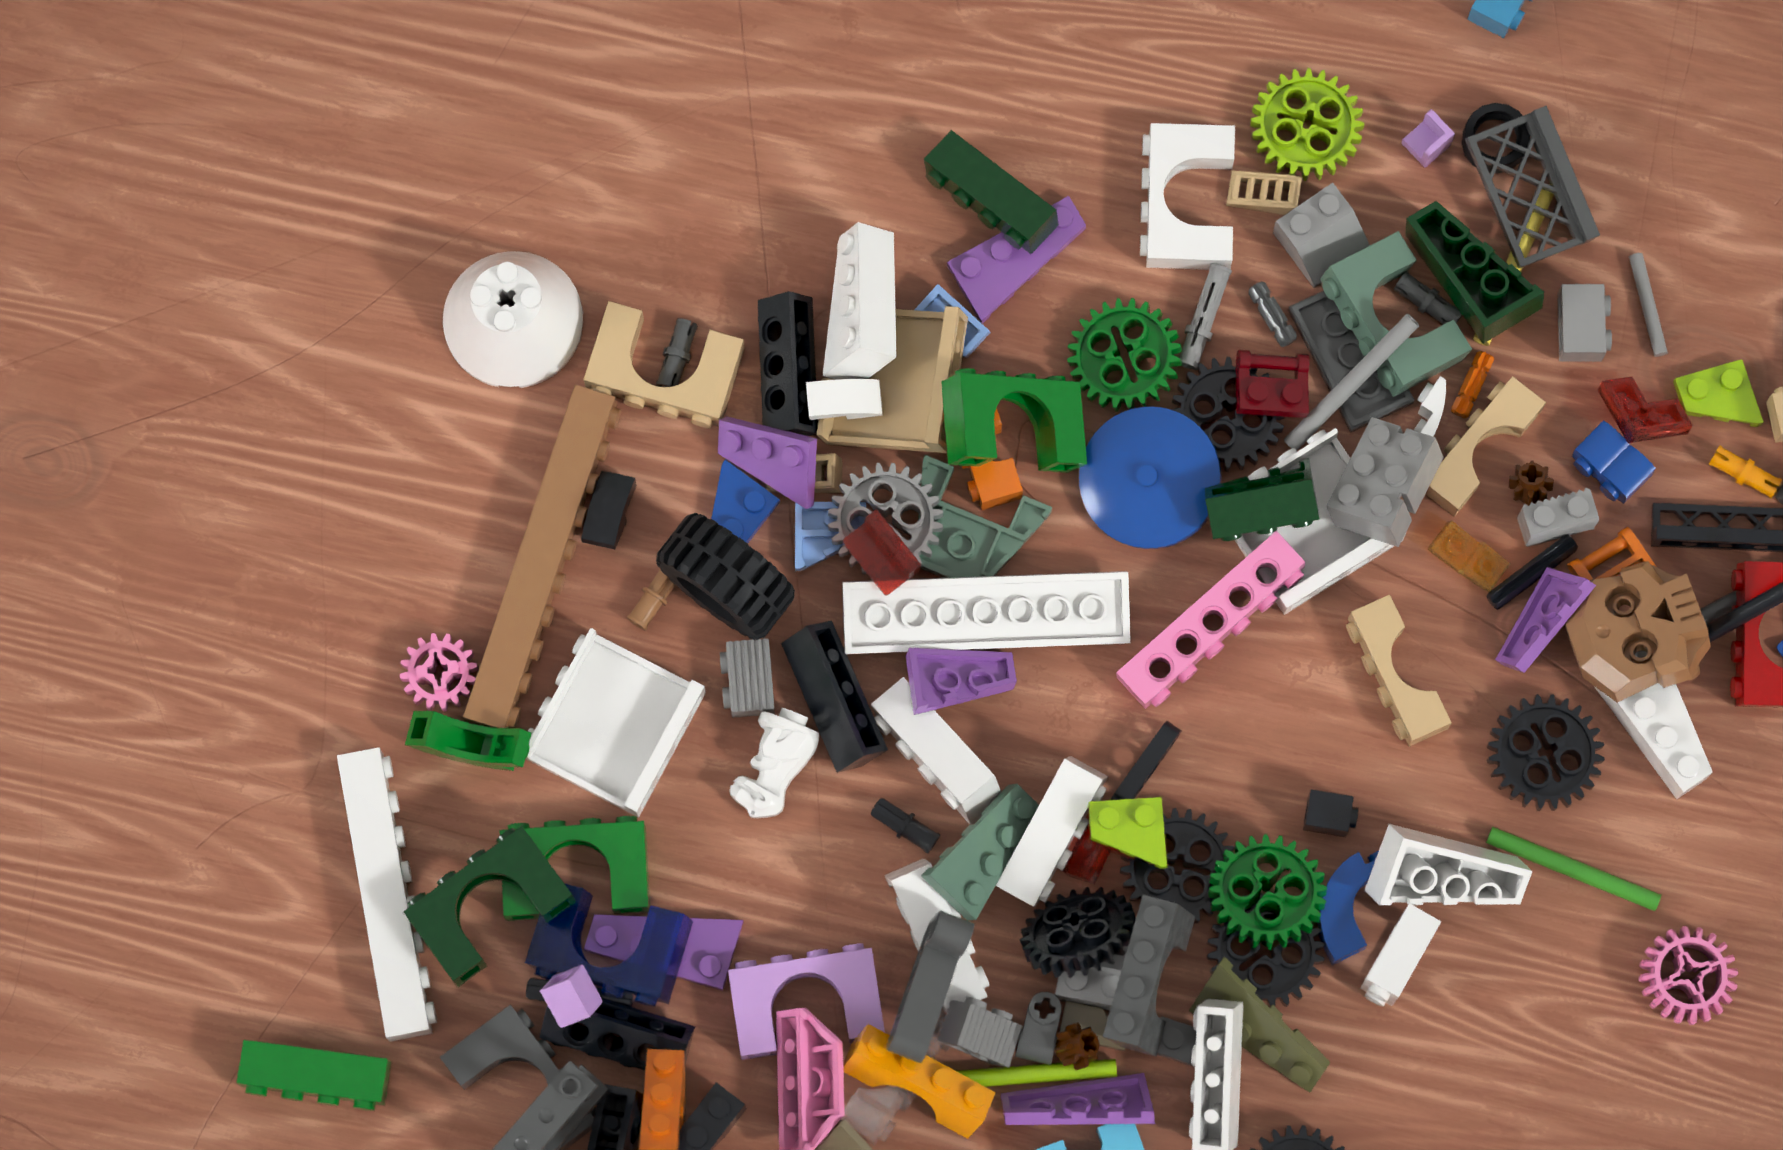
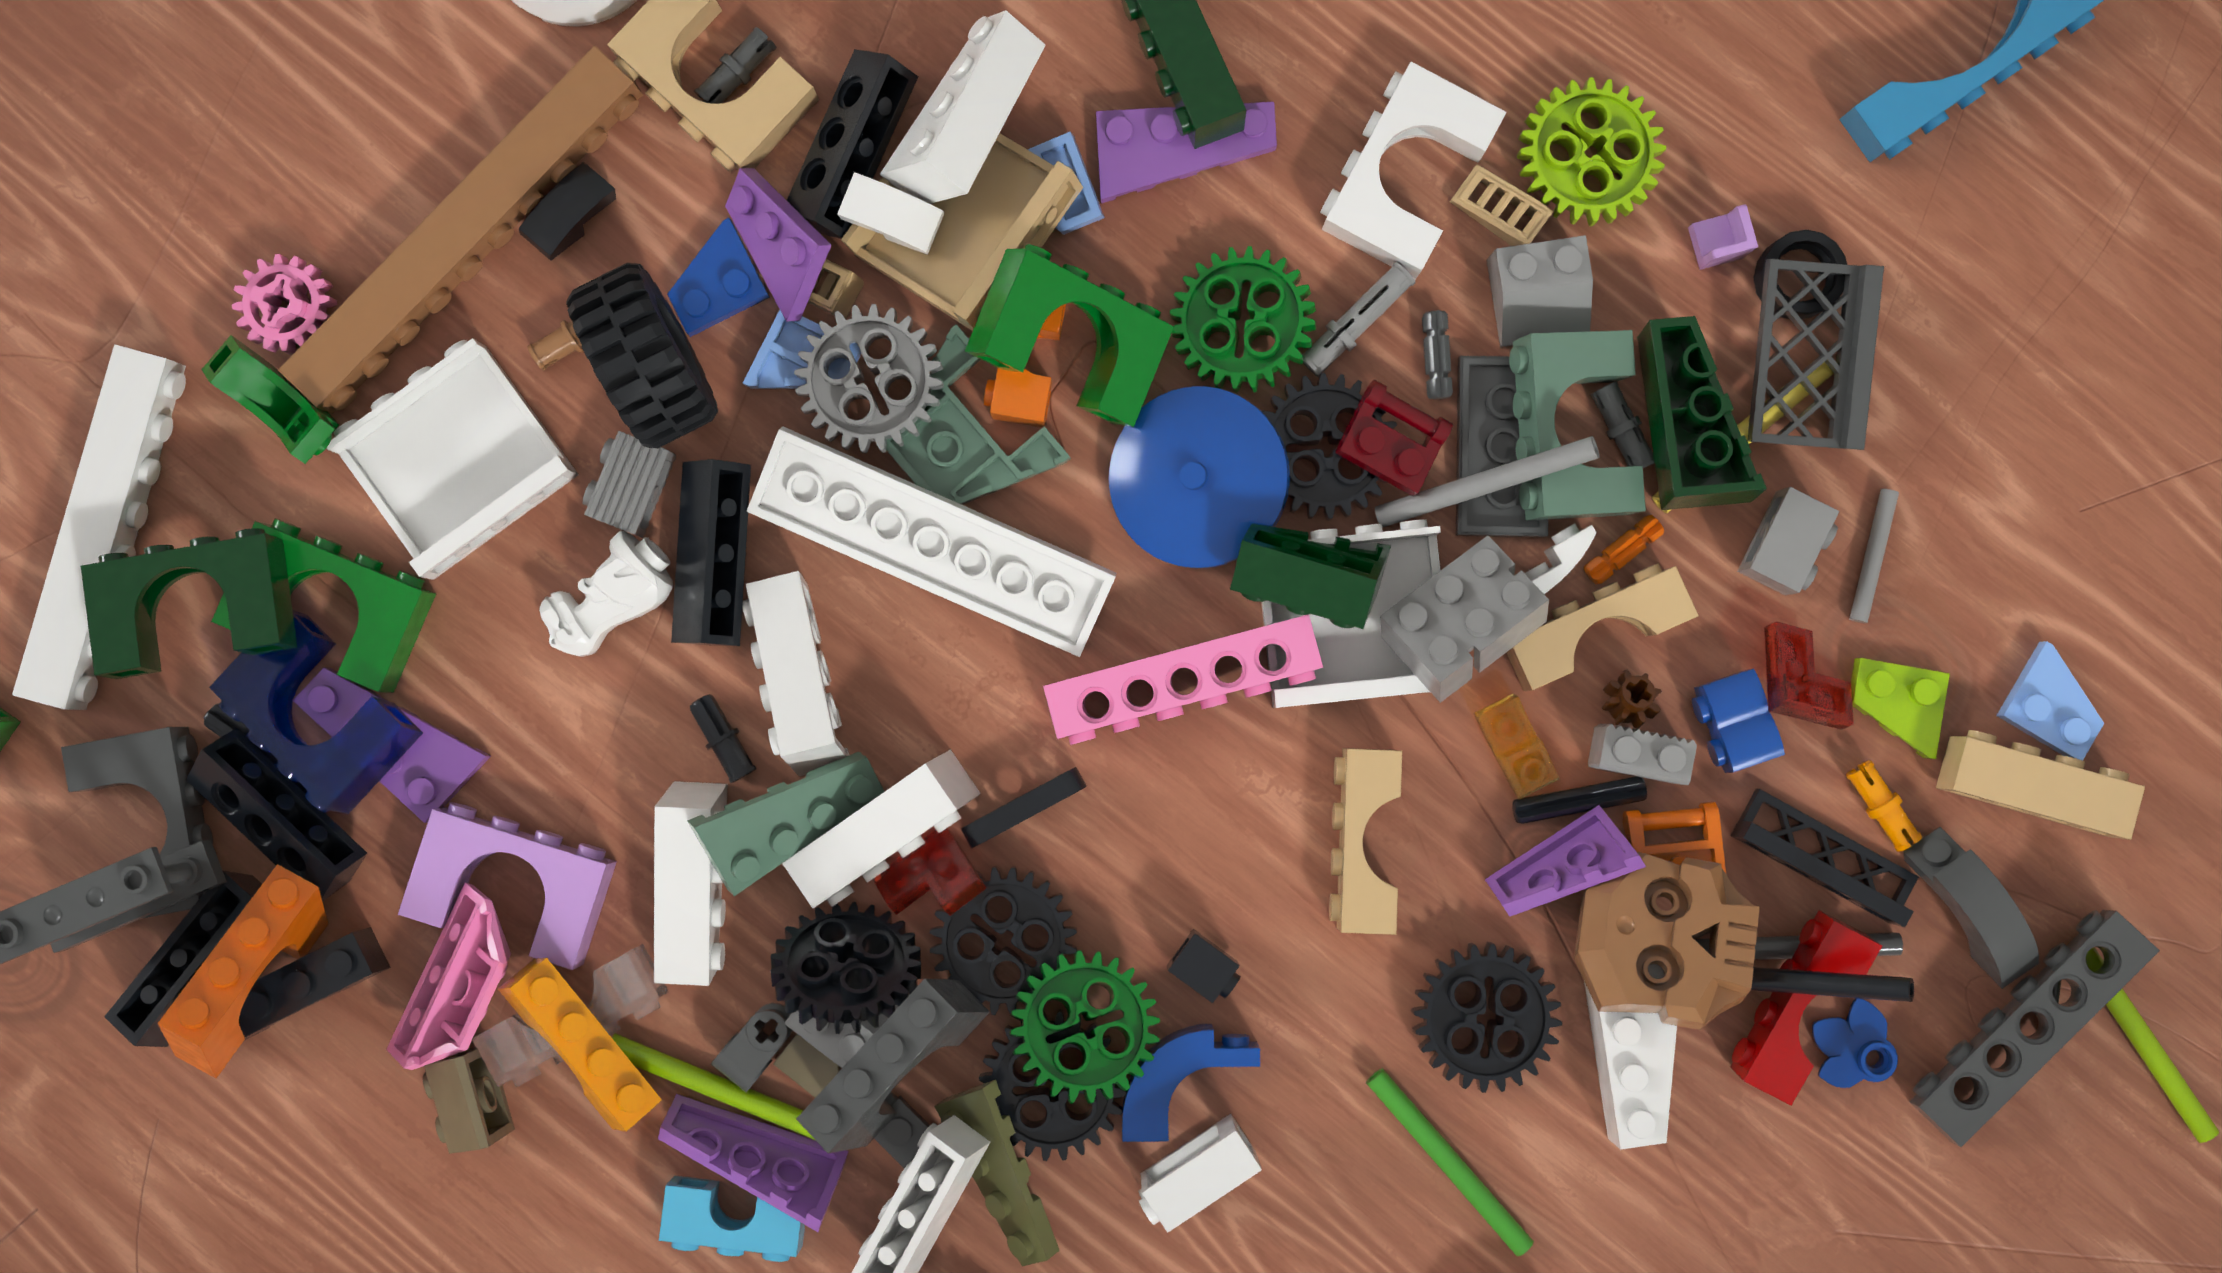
camera: 25 degrees right, 10 degrees up
(571, 996) = (232, 755): lavender panel -> none
(882, 553) = (837, 418): clear red panel -> none
(928, 985) = (629, 955): dark grey beam -> none
(956, 676) = (859, 600): medium lavender wing -> none
(980, 1032) = (679, 1023): light grey brick -> none
(1077, 1046) = (782, 1091): reddish brown gear -> none
(1131, 827) = (960, 882): lime wing -> none
(1431, 868) = (1290, 1098): white wedge -> none

